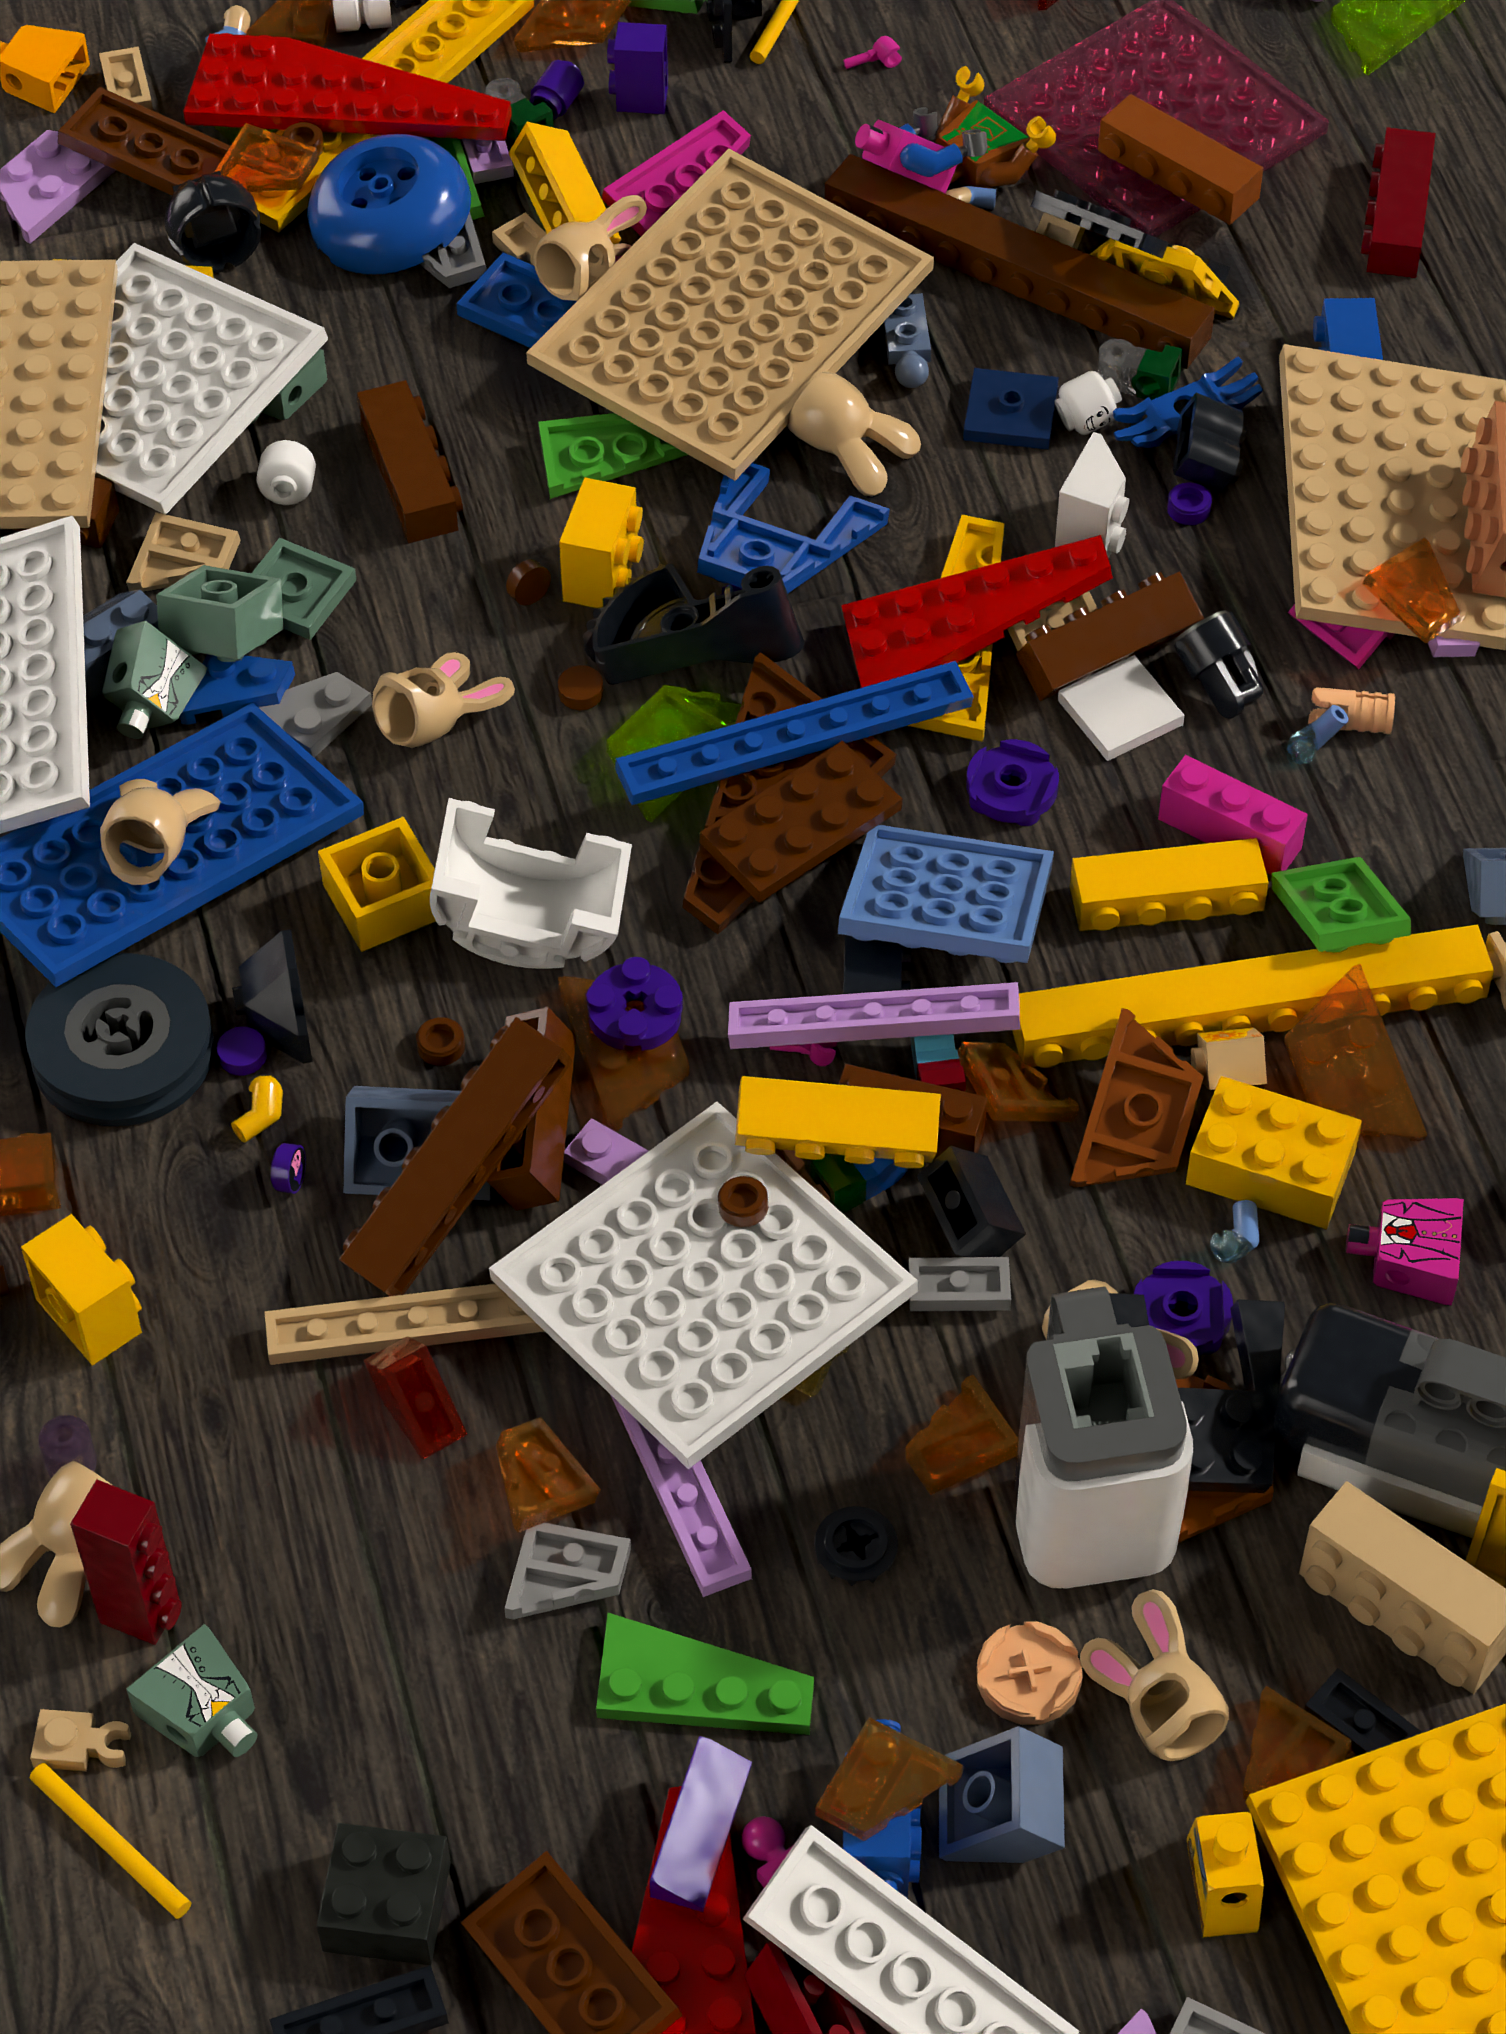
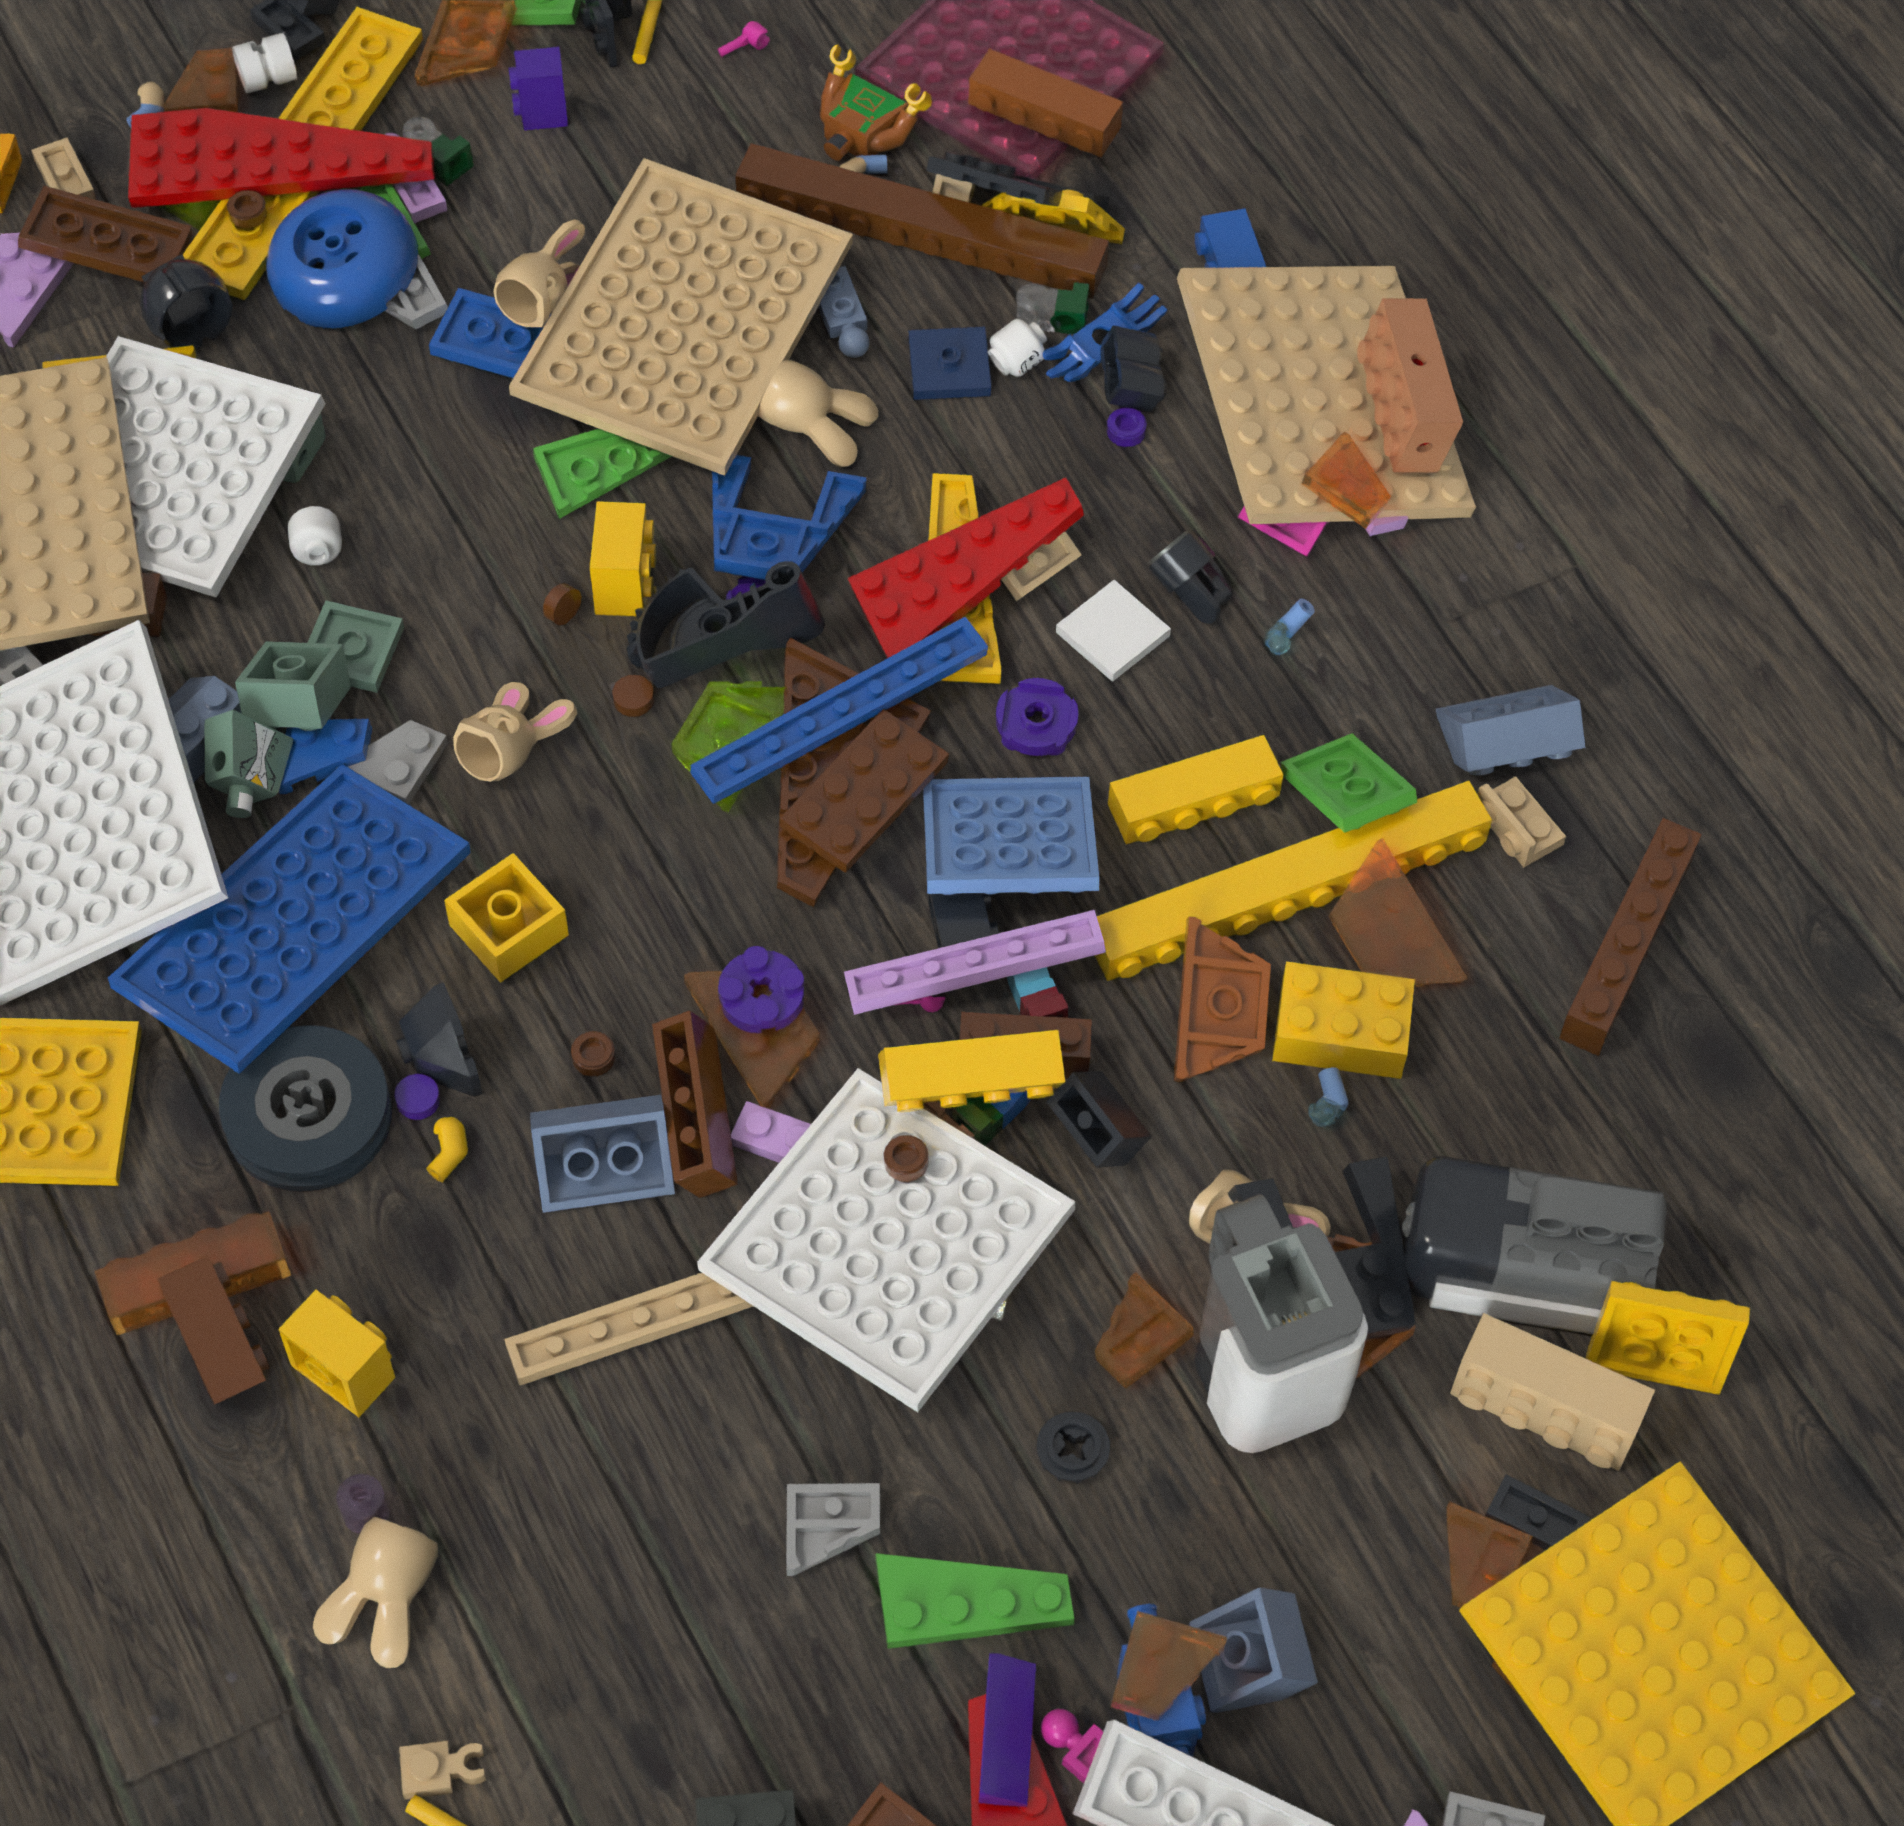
camera: 15 degrees left, 5 degrees up
(126, 1562) = (453, 1604): dark red brick -> none
(152, 823) = (288, 902): tan piece -> none
(177, 549) = (237, 630): tan wing -> none
(196, 1697) = (537, 1707): sand green torso -> none
(267, 161) = (220, 235): clear orange wing -> none
(288, 1168) = (489, 1200): dark purple tile -> none
(408, 461) = (424, 506): reddish brown brick -> none
(416, 1395) = (657, 1389): clear red slope -> none
(455, 1158) = (644, 1167): reddish brown brick -> none
(519, 238) = (472, 272): tan plate -> none
(525, 901) = (645, 908): white cylinder -> none
(541, 1475) = (787, 1441): clear orange wing -> none
(556, 177) = (491, 211): yellow brick -> none
(558, 87) = (466, 117): dark purple brick -> none
(678, 167) = (597, 183): dark pink wing -> none
(691, 1512) = (925, 1447): lavender plate -> none
(913, 156) = (810, 137): torso -> none
(961, 1284) = (1106, 1191): light grey plate -> none
(1011, 1085) = (1104, 1000): clear orange wing -> none
(1029, 1673) = (1247, 1531): light nougat tile -> none
(1093, 499) = (1048, 443): white slope -> none
(1108, 635) = (1089, 567): reddish brown brick -> none
(1169, 1698) = (1375, 1531): tan piece -> none
(1201, 1292) = (1312, 1159): dark purple plate -> none
(1223, 1863) = (1454, 1672): yellow torso -> none
(1225, 809) = (1233, 714): dark pink brick -> none
(1230, 1054) = (1287, 939): tan brick -> none
(1364, 710) = (1325, 596): light nougat hinge -> none
(1400, 202) = (1243, 111): dark red brick -> none
(1414, 1247) = (1481, 1083): dark pink torso -> none

